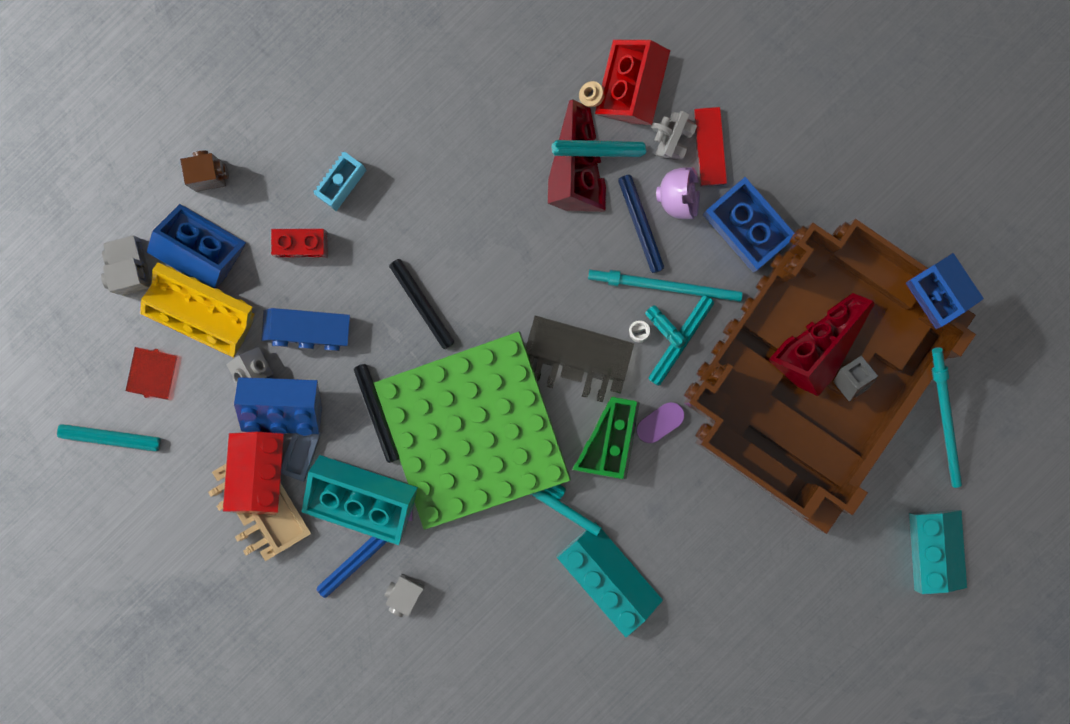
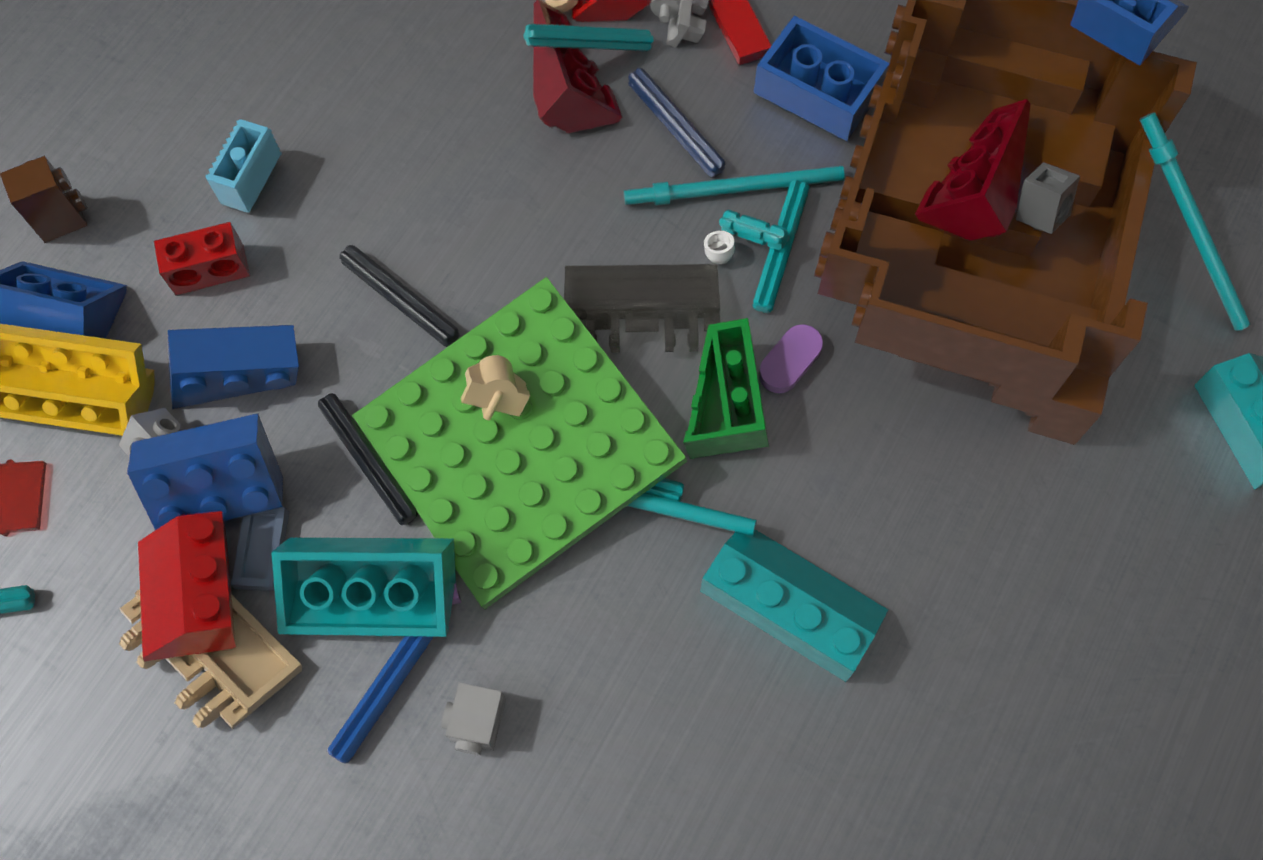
camera: 10 degrees left, 20 degrees down
(466, 404) = (495, 387): none -> tan piece
(679, 193) = (713, 67): lavender cylinder -> none

